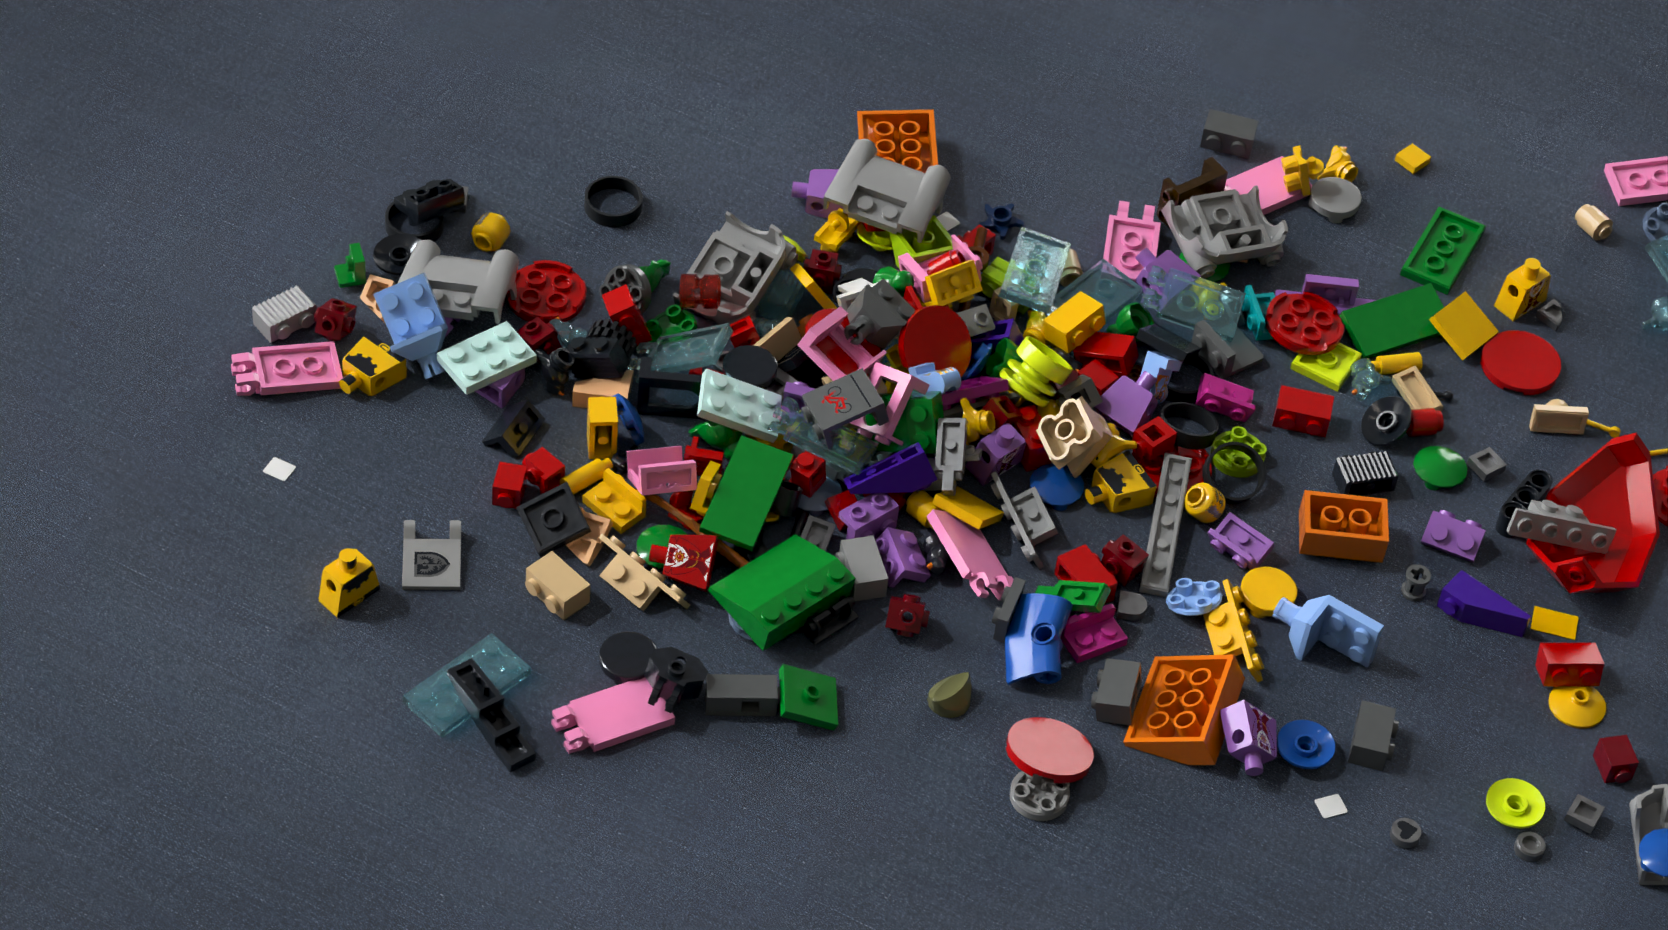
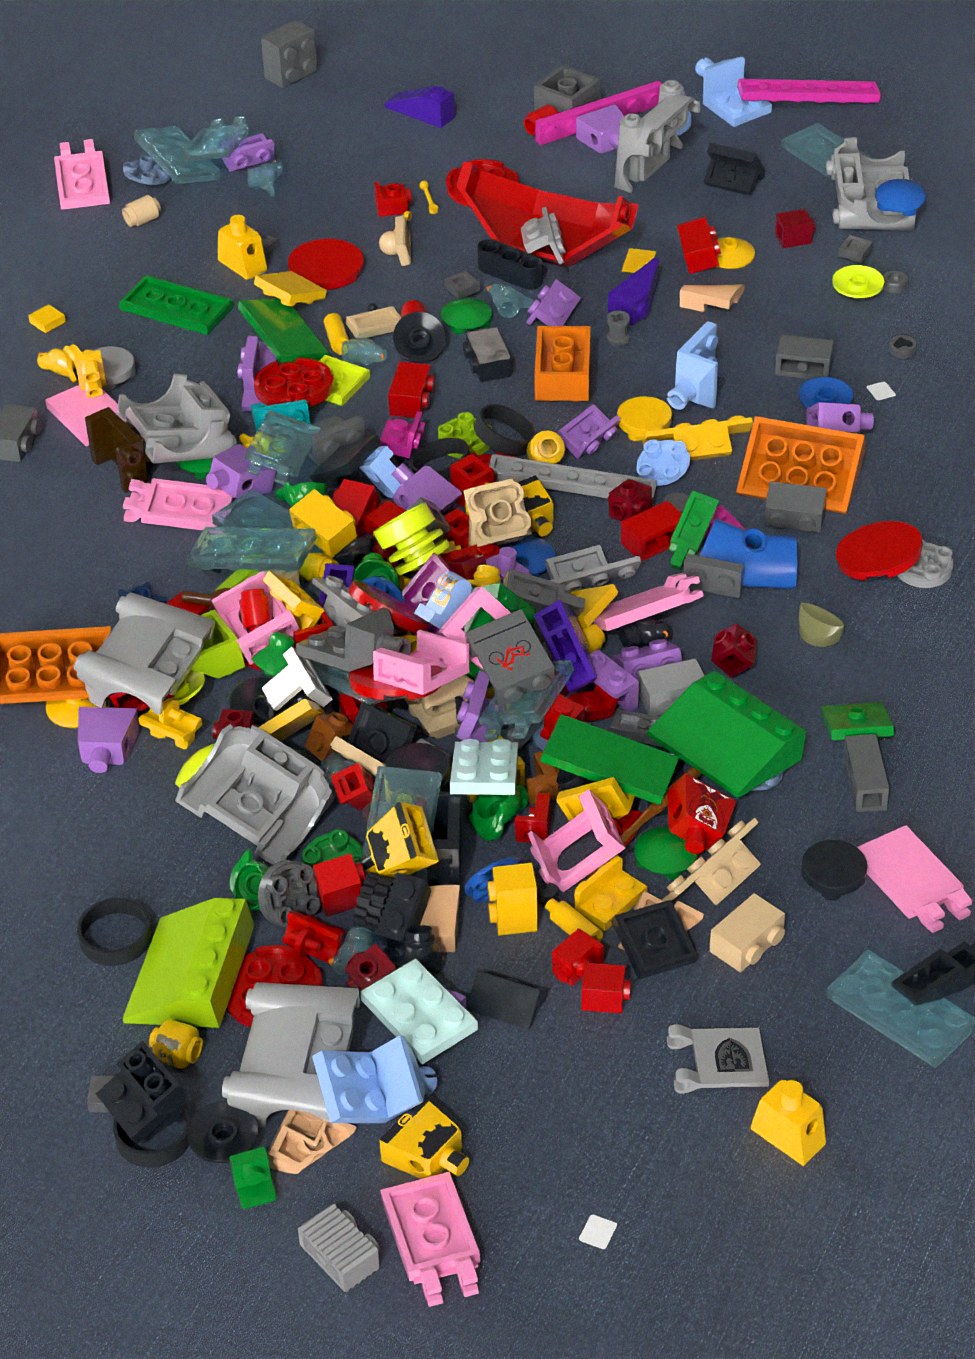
camera: 85 degrees left, 5 degrees down
(335, 319) = (350, 1183): dark red brick -> none
(563, 242) = (192, 965): none -> lime slope
(578, 302) = (312, 937): none -> red hips
(645, 339) = (400, 842): none -> yellow torso
(673, 678) = (874, 816): black hinge -> none
(709, 291) = (298, 816): clear red wheel -> none
(1461, 497) = (508, 299): none -> clear light blue animal
(1487, 674) = (700, 296): none -> light nougat slope
(1637, 414) = (391, 199): none -> red brick

